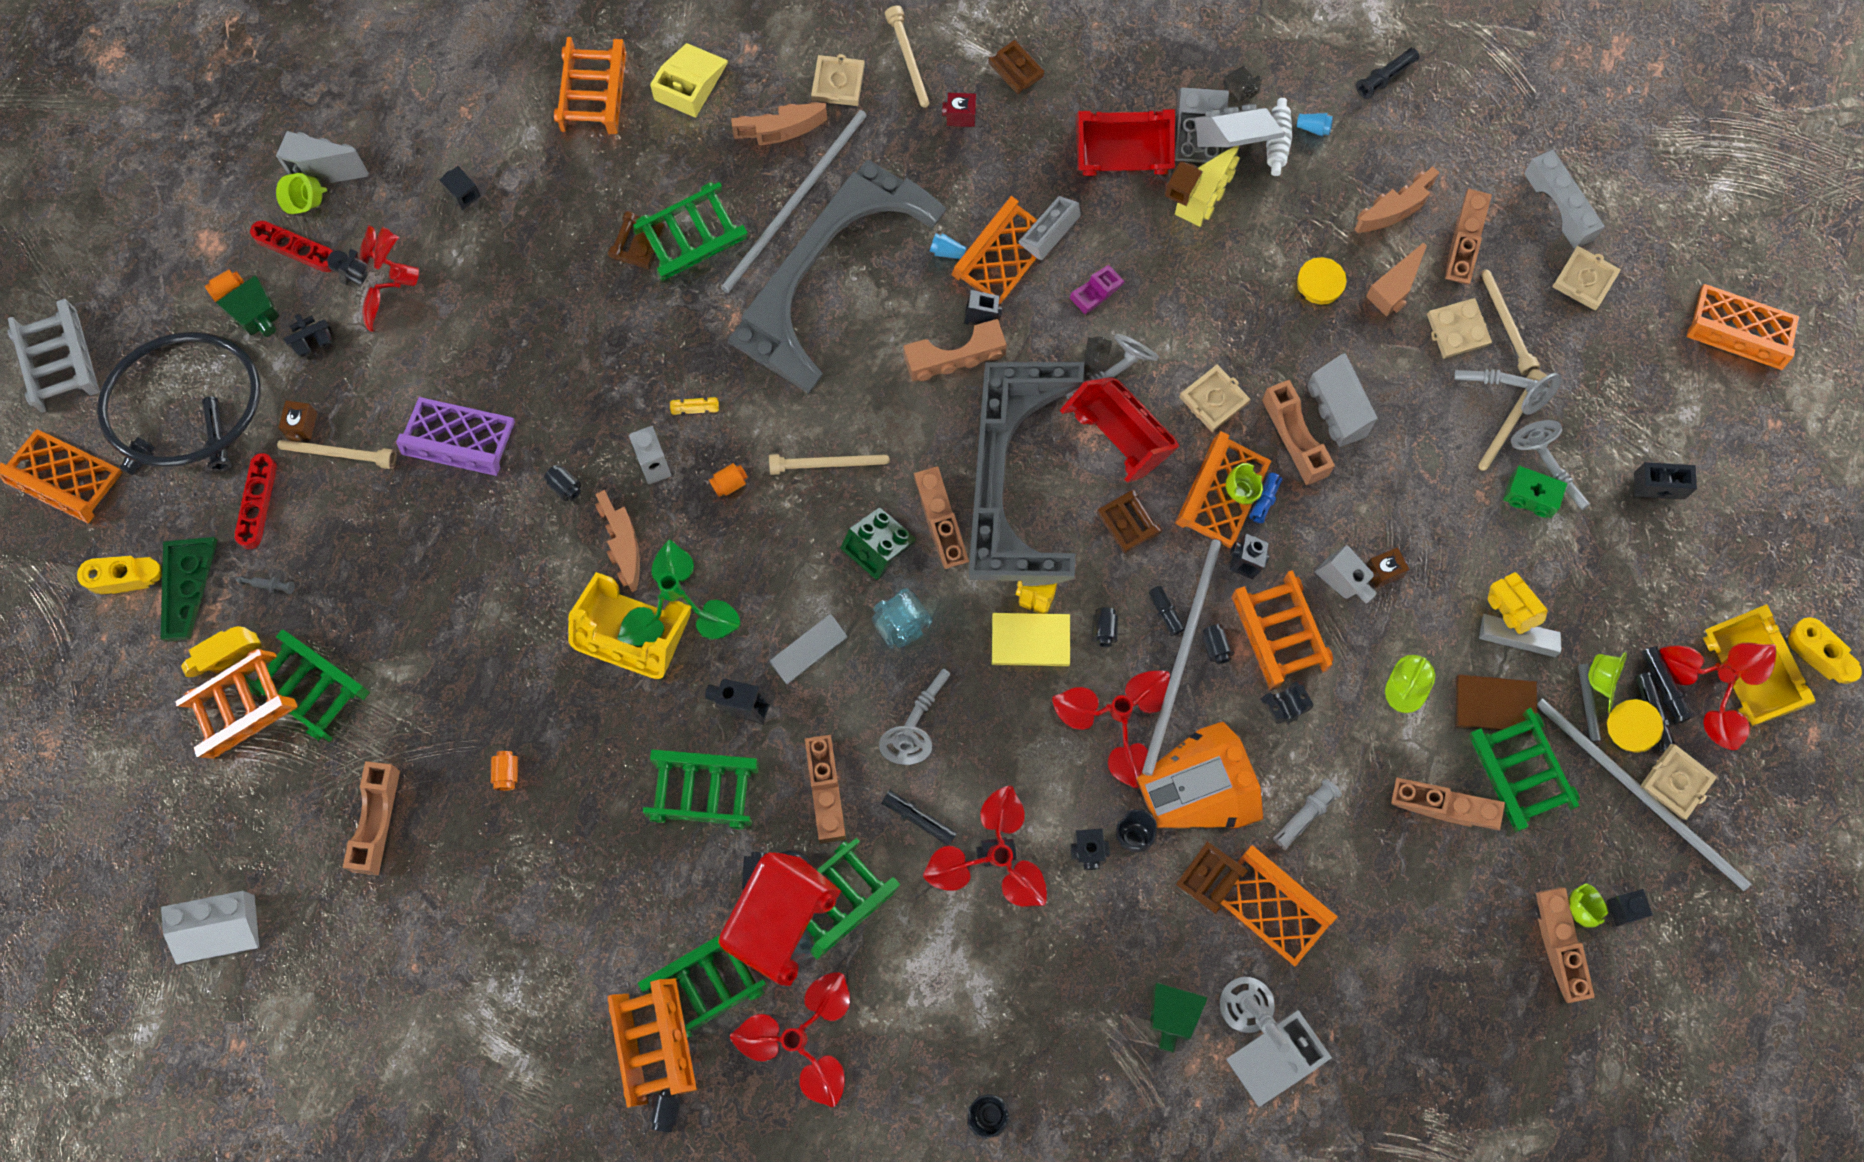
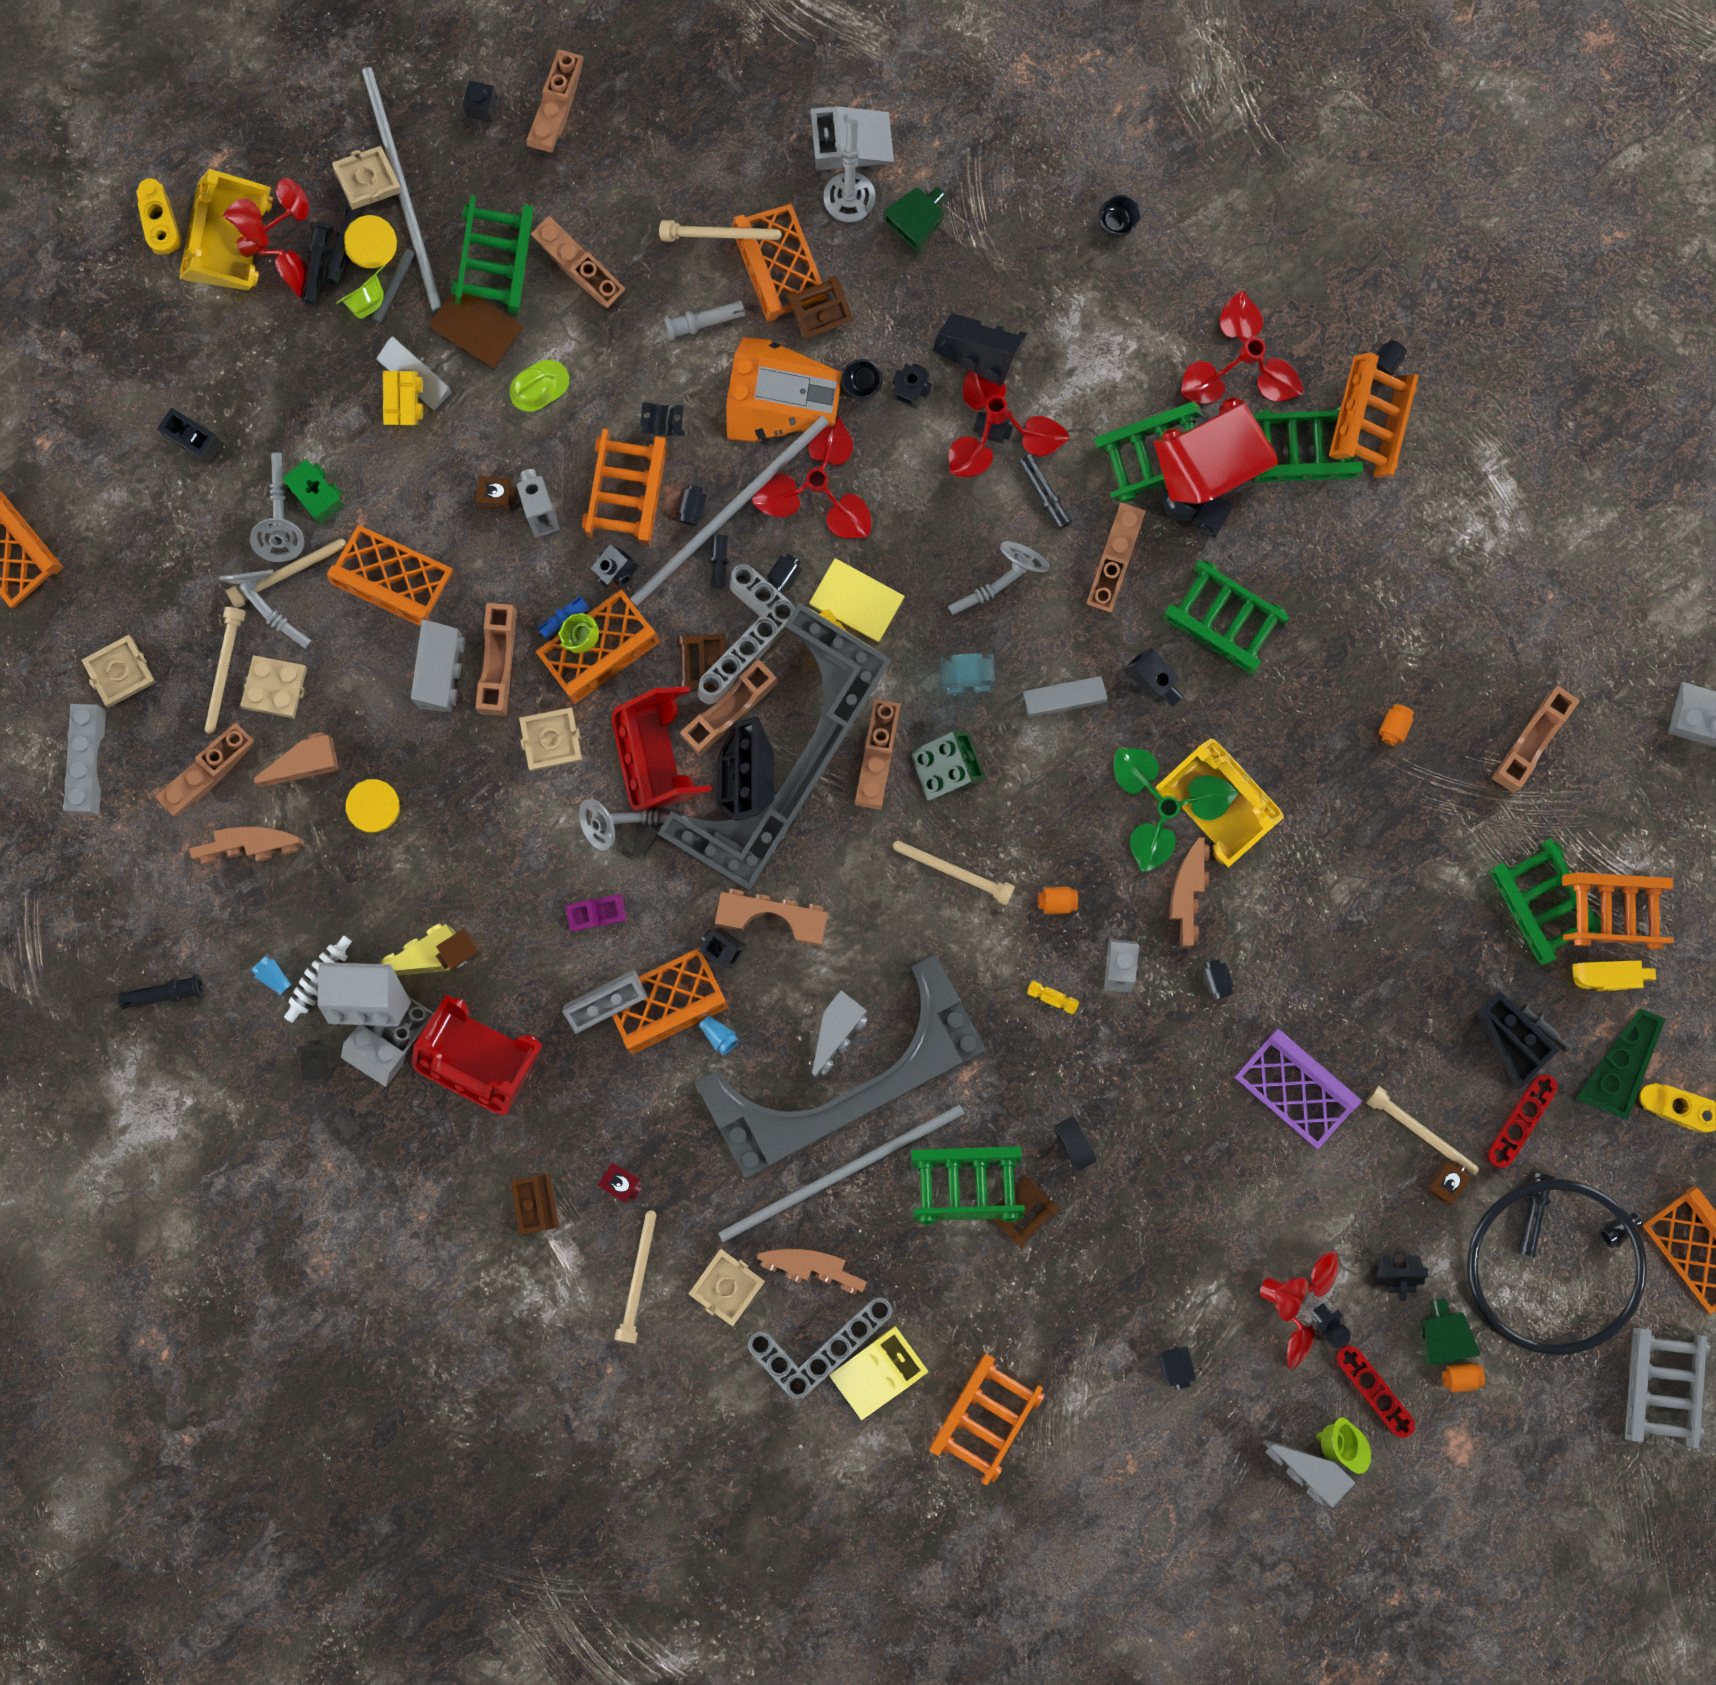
camera: 150 degrees left, 10 degrees up
(283, 556) = (1515, 1039): none -> black wedge
(618, 299) = (1075, 1143): none -> black tyre
(747, 52) = (824, 1352): none -> light grey beam
(854, 295) = (838, 1023): none -> light grey slope
(1039, 443) = (745, 771): none -> black wedge
(1049, 912) = (979, 348): none -> black wedge
(1085, 490) = (737, 702): none -> nougat arch
(1100, 553) = (751, 638): none -> light grey beam
(1384, 879) = (670, 231): none -> tan piece
(1425, 438) = (374, 591): none -> orange fence
(1587, 906) = (515, 120): lime hair -> none

